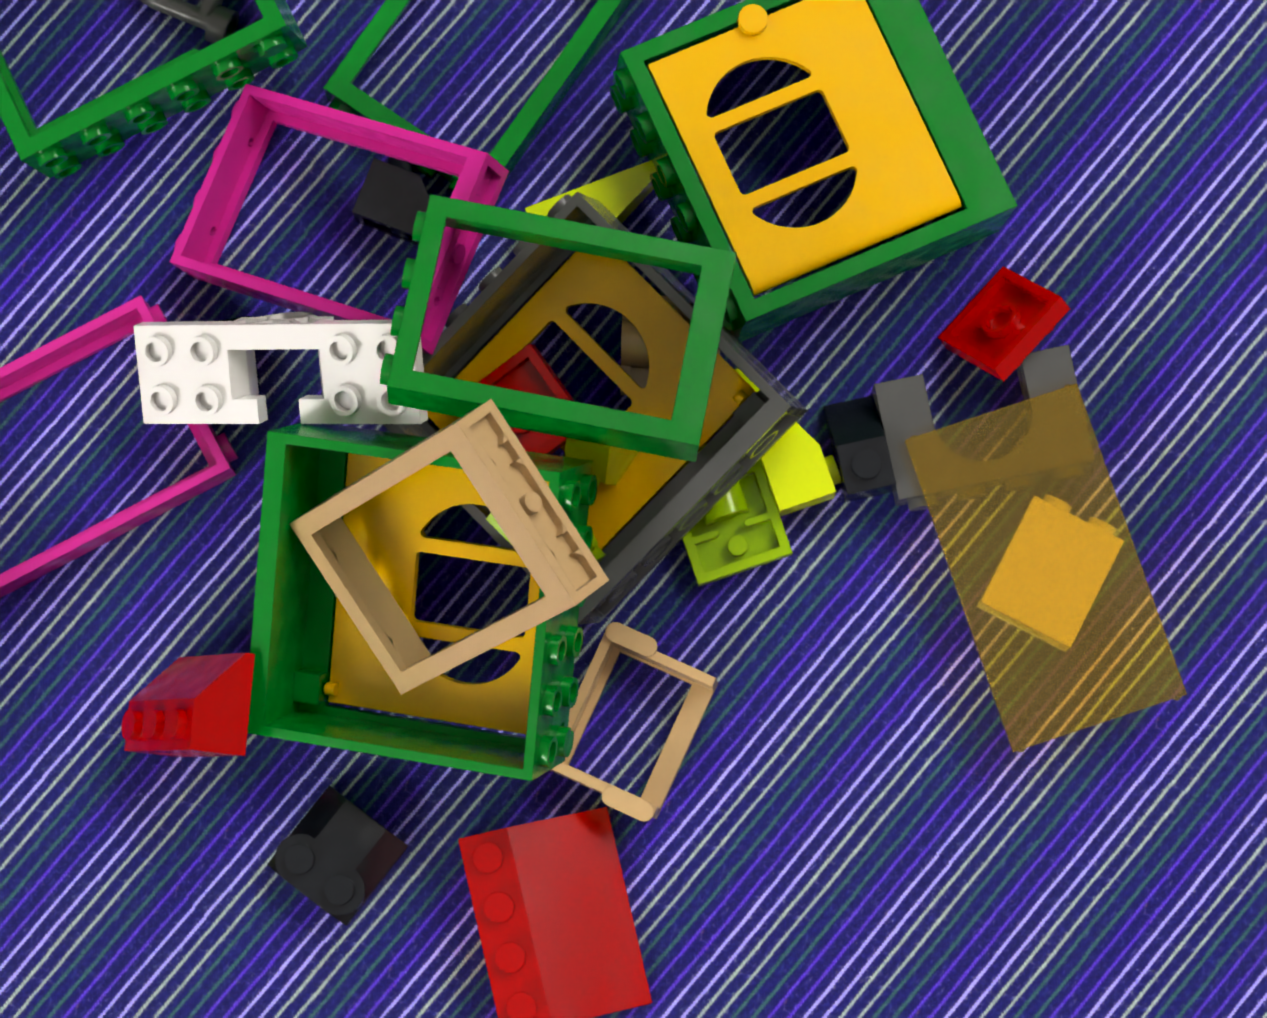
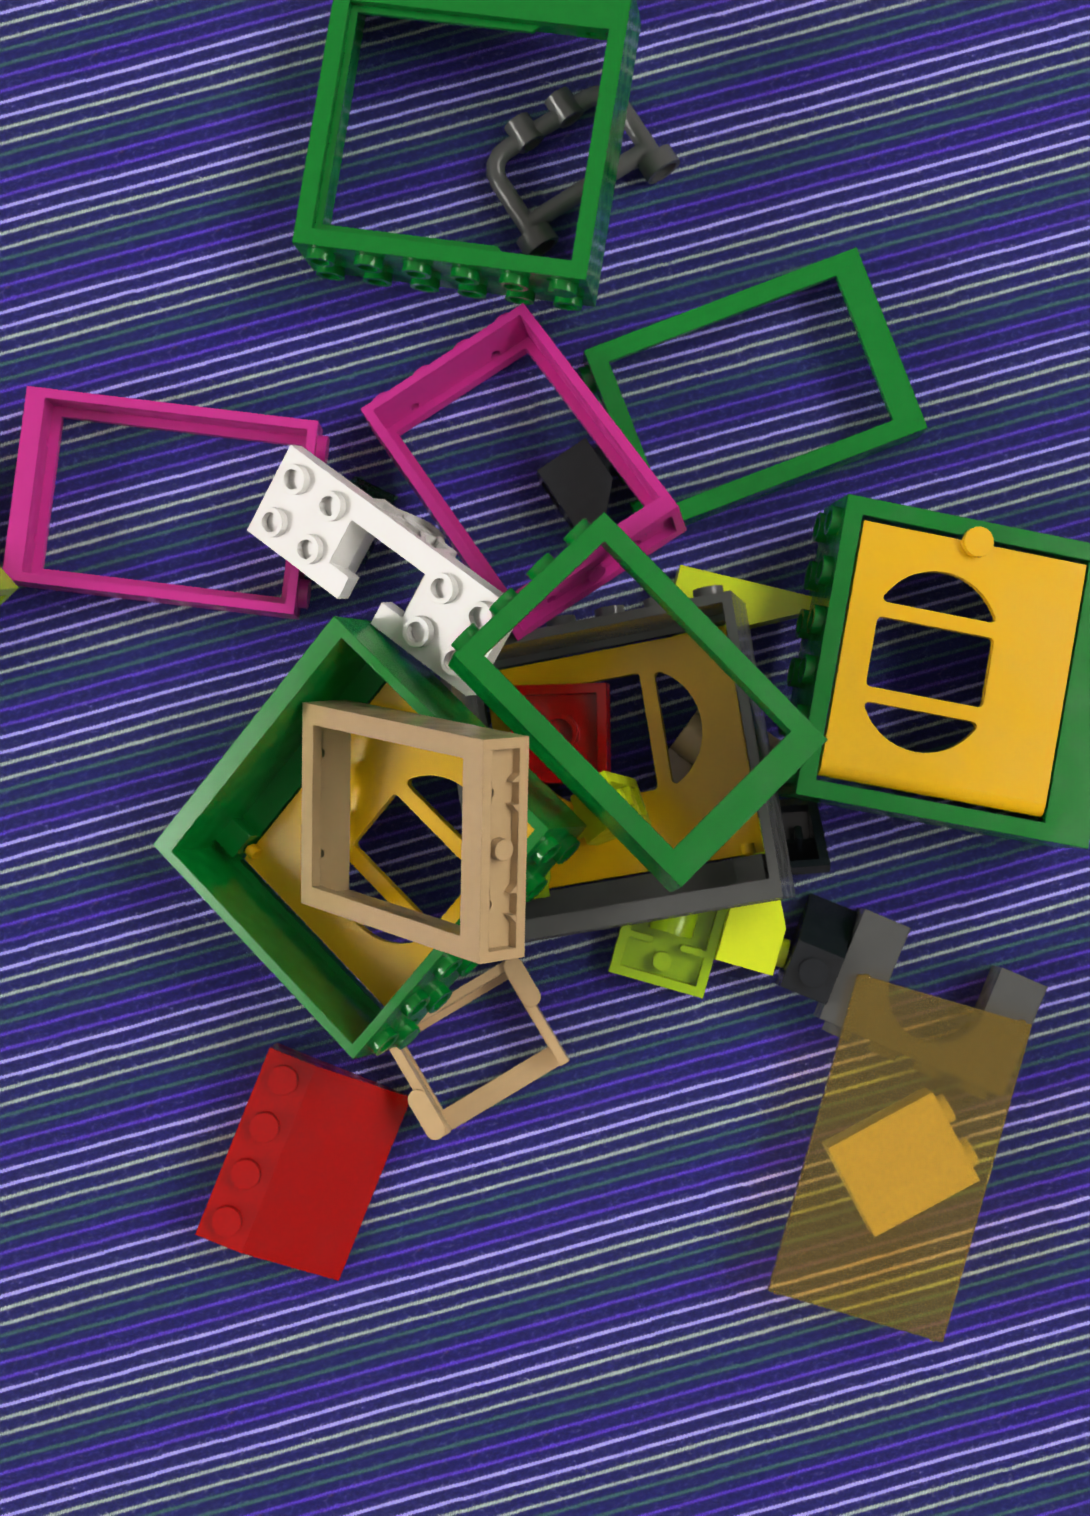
camera: 25 degrees right, 5 degrees up
(193, 708) = (126, 794): red slope -> none
(337, 856) = (166, 987): black slope -> none
(786, 362) = (804, 837): none -> black slope
(1004, 323) = (1006, 932): red plate -> none

